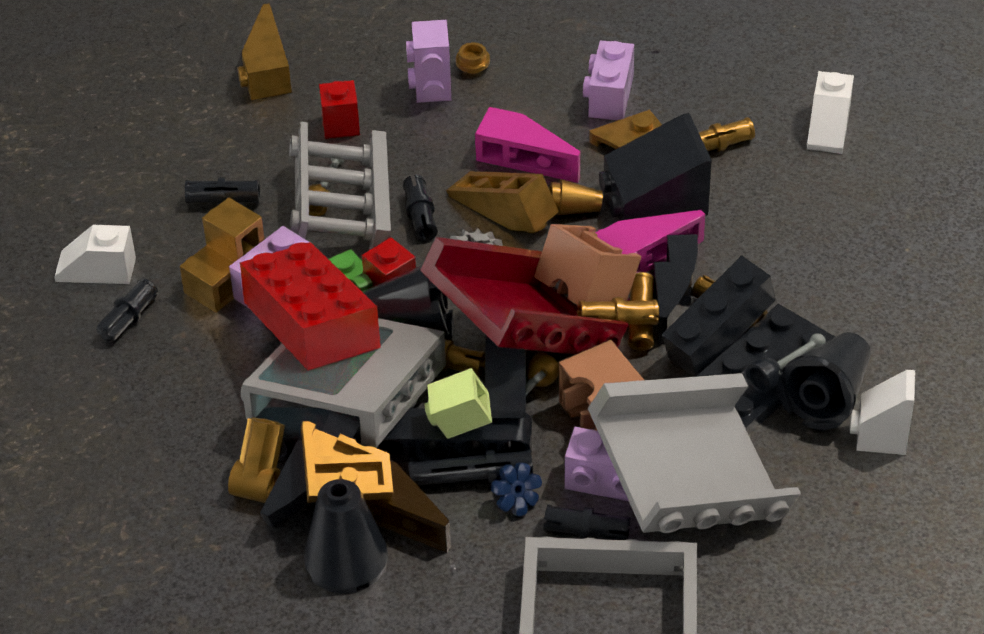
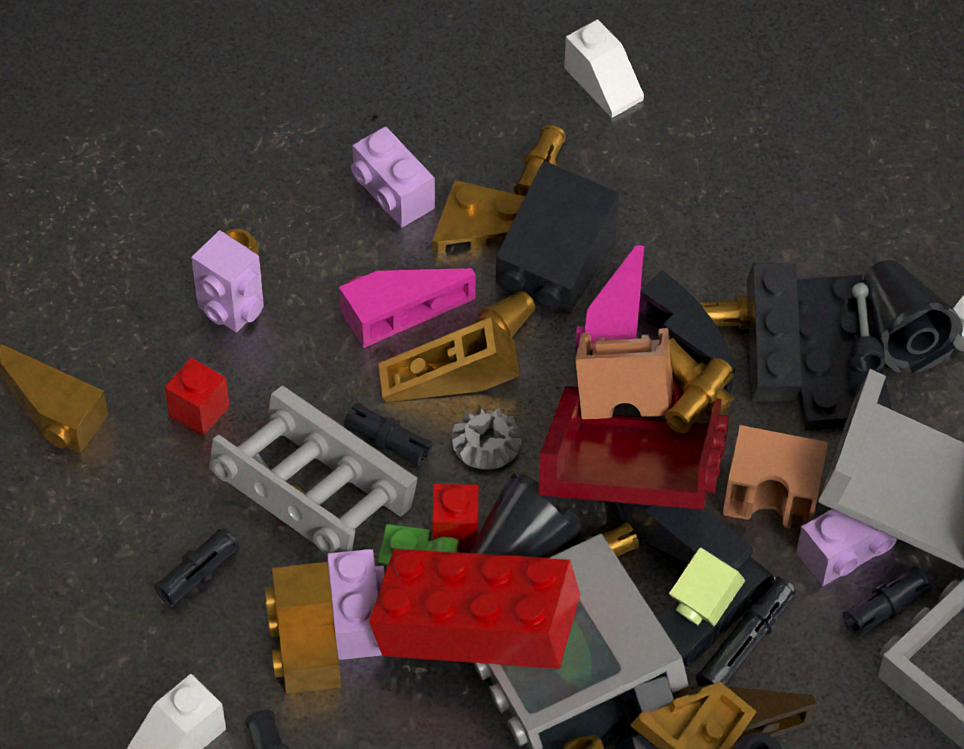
camera: 50 degrees left, 10 degrees up
(516, 488) = (804, 621): dark blue plant -> none

